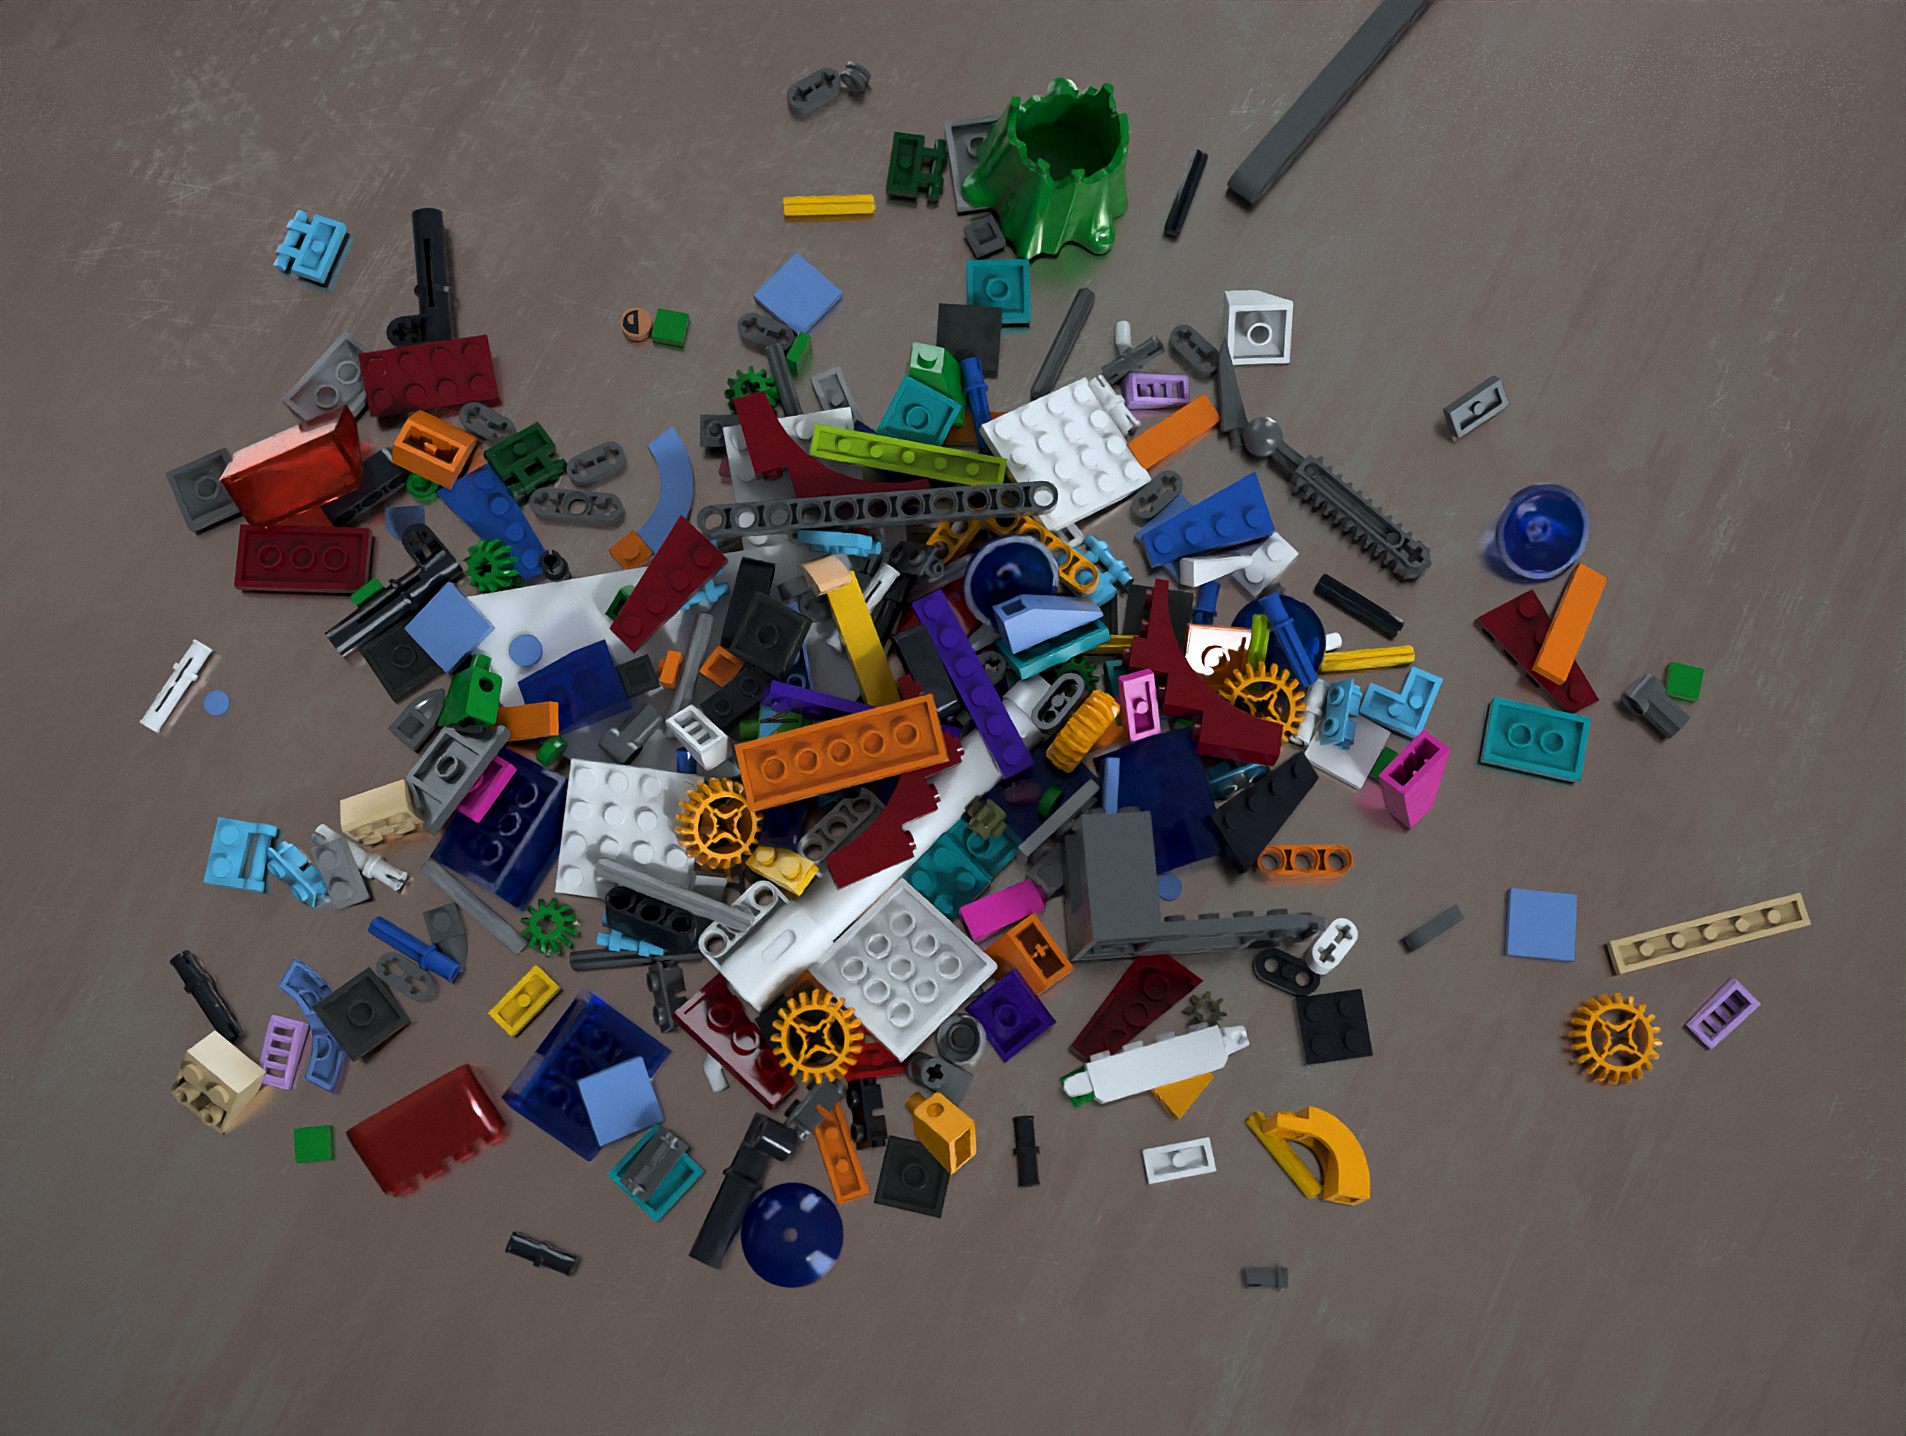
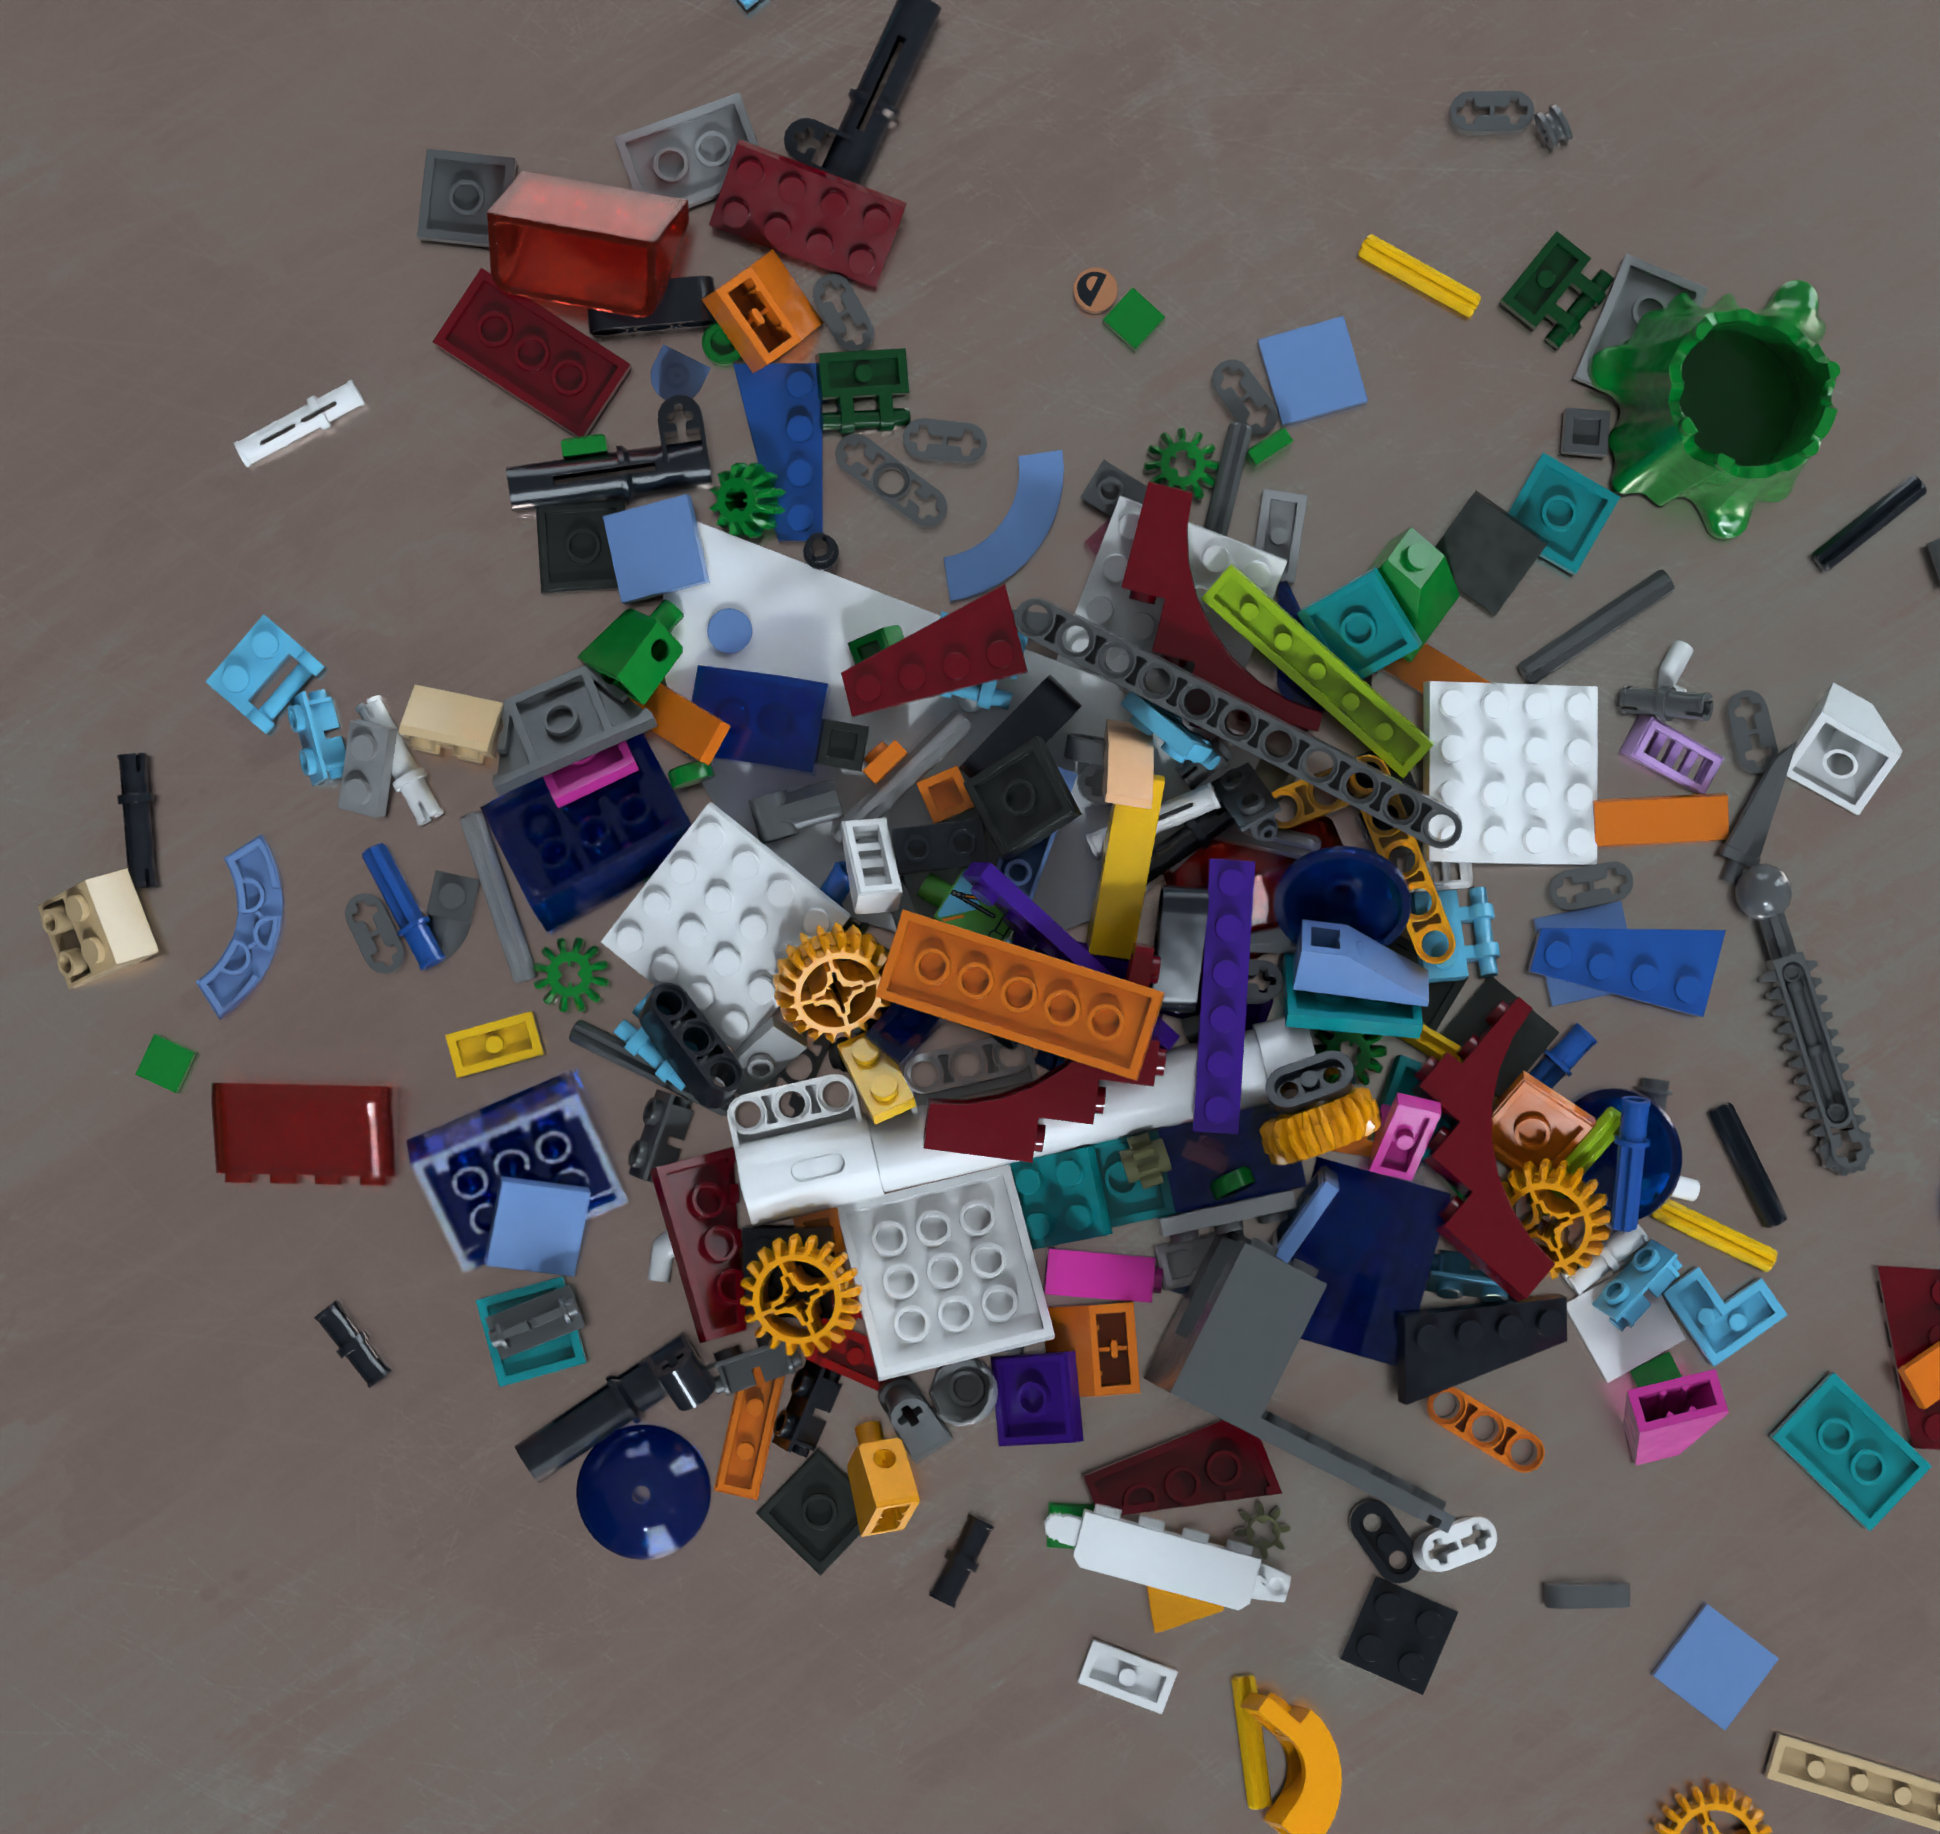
camera: 30 degrees right, 10 degrees up
(216, 703) = (334, 469): medium blue piece -> none
(269, 1049) = (187, 912): lavender slope -> none
(361, 1014) = (301, 949): pearl dark grey plate -> none
(419, 718) = (560, 635): dark grey plate -> none
(631, 552) = (923, 578): orange plate -> none
(674, 894) = (734, 1033): light grey axle -> none
(976, 392) = (1452, 629): blue axle -> none
(1114, 405) = (1609, 743): white pin -> none
(1169, 887) = (1311, 1360): medium blue piece -> none
(1202, 569) = (1595, 1015): white slope -> none
(1266, 565) = (1665, 1048): white plate -> none

